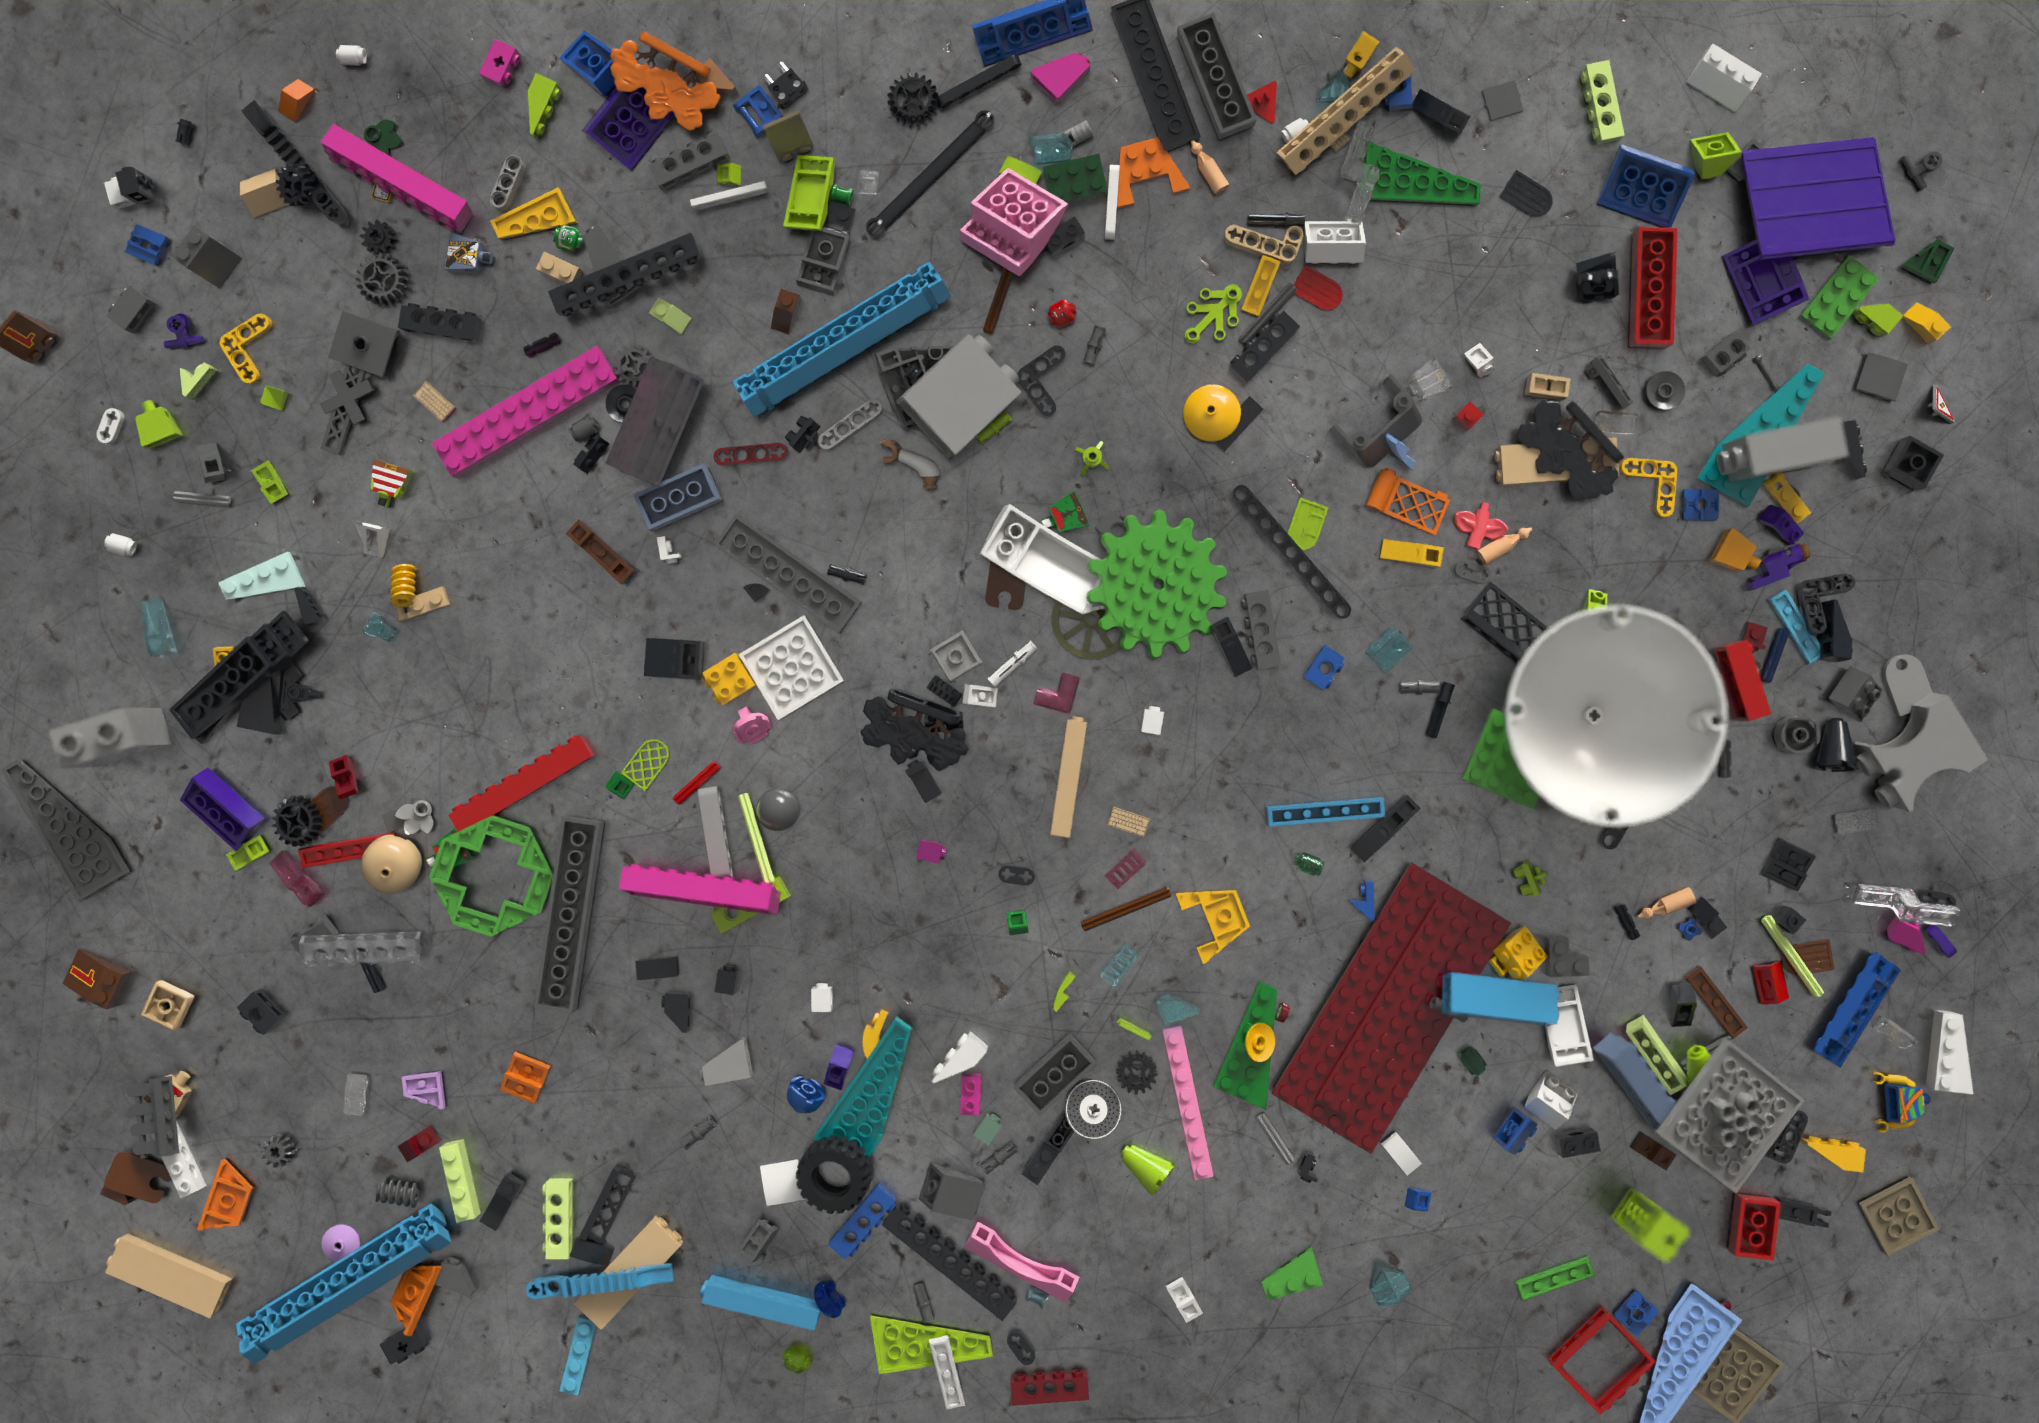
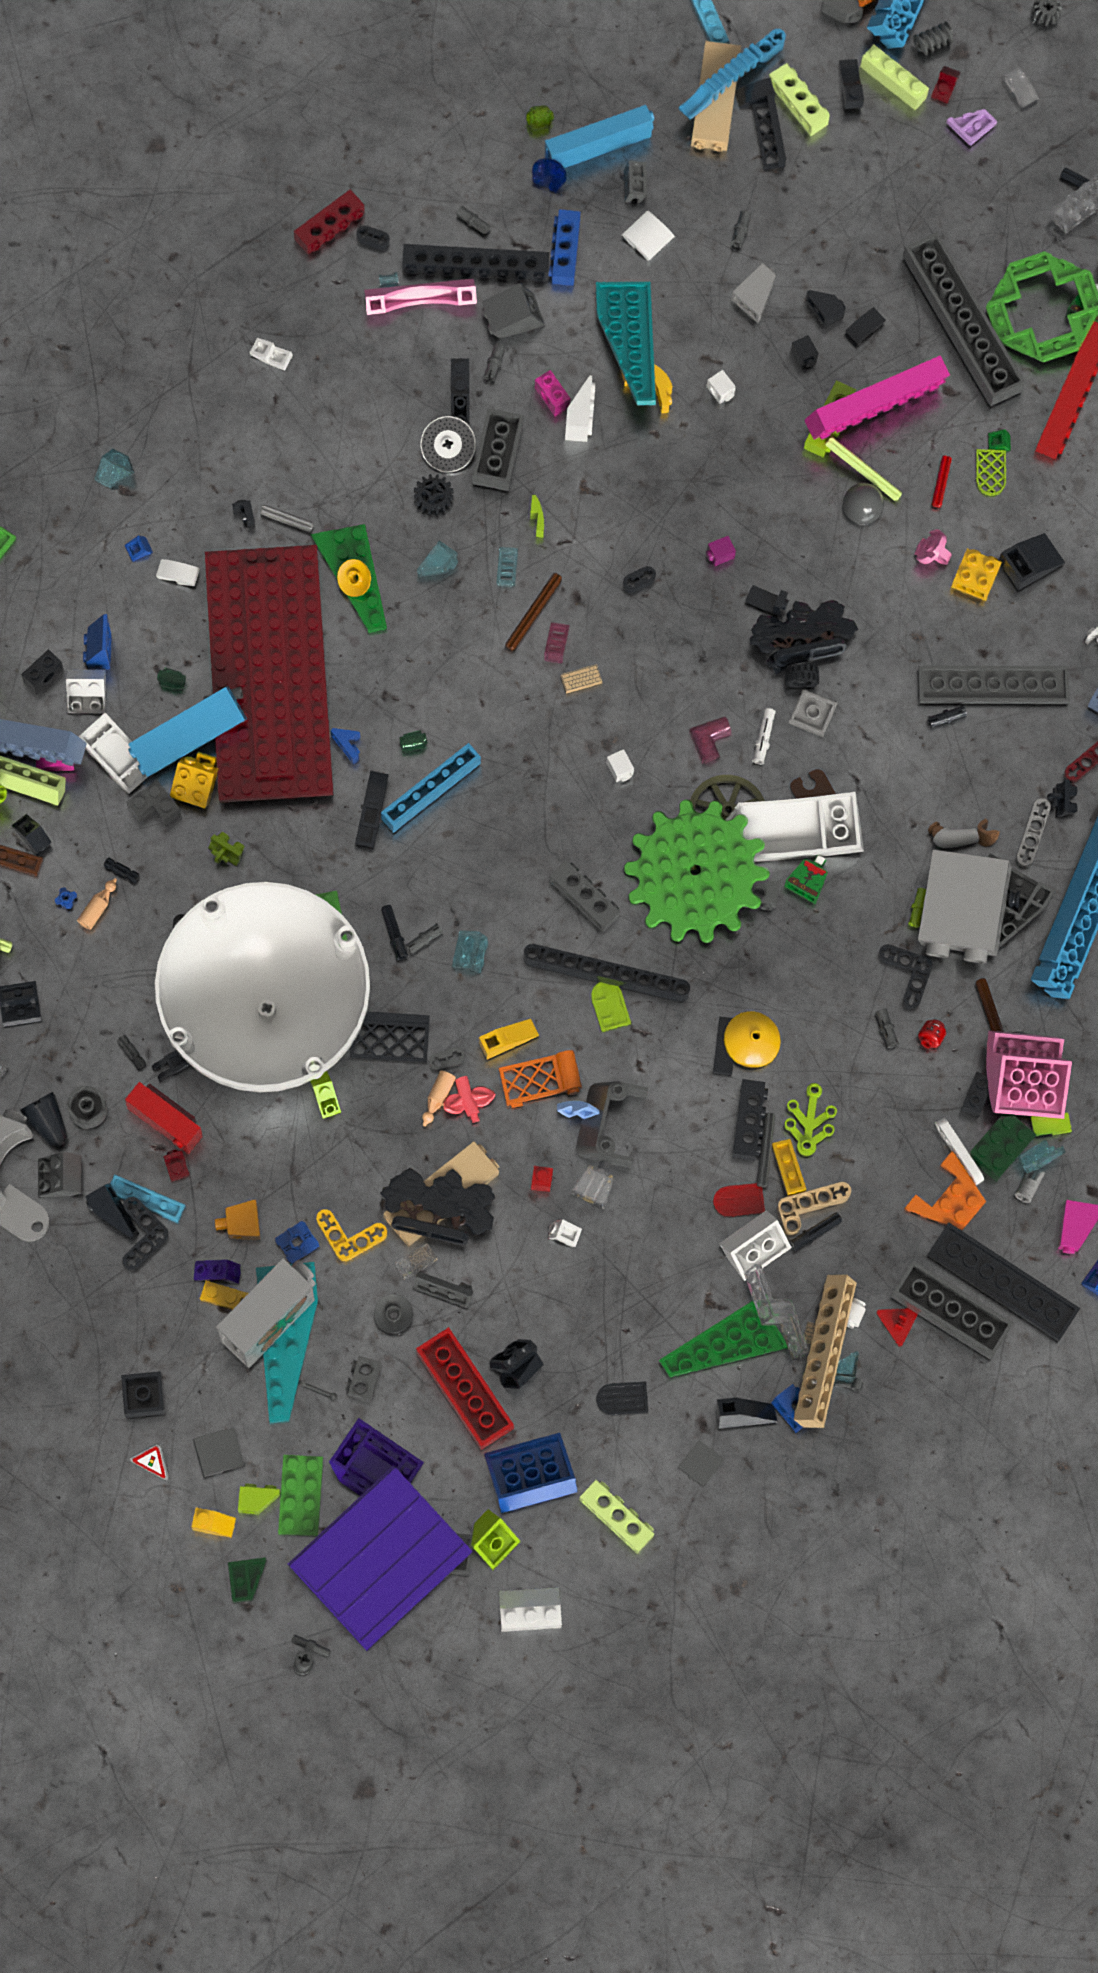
camera: 140 degrees right, 15 degrees down
(525, 1077) = (903, 182): orange slope -> none
(715, 832) = (898, 453): light grey beam -> none
(756, 591) = (1007, 656): black tile -> none
(791, 667) = (935, 616): white plate -> none
(805, 1095) = (680, 308): blue cylinder -> none
(821, 1193) = (617, 245): black tyre -> none
(838, 1067) = (670, 346): dark purple slope -> none
(906, 1344) = (454, 186): lime wing -> none
(947, 1372) = (418, 181): white tile -> none
(980, 695) = (772, 692): white slope -> none
(988, 1128) = (519, 376): sand green brick -> none
(1017, 922) = (611, 545): green slope -> none
(1068, 777) = (655, 675): tan brick -> none
(1092, 463) = (819, 940): lime brick -> none
(1134, 1029) = (461, 523): lime piece -> none
(1147, 1168) = (373, 428): lime cone -> none
(1187, 1102) = (376, 500): bright pink plate -> none
(1209, 169) = (901, 1233): light nougat wheel -> none
(1223, 914) = (454, 658): yellow wing -> none
(1231, 646) = (602, 865): black slope -> none
(1282, 1012) = (351, 615): dark red tile -> none
(1294, 1277) = (194, 428): bright green wing -> none
(1314, 674) = (516, 889): blue brick -> none
(1364, 48) = (847, 1412): yellow torso -> none
(1547, 386) = (494, 1246): tan brick -> none
(1707, 917) = (58, 916): black slope -> none
(1775, 655) = (148, 1162): dark blue axle -> none
(1777, 564) = (199, 1234): dark purple plate -> none
(1854, 460) = (211, 1374): black slope -> none

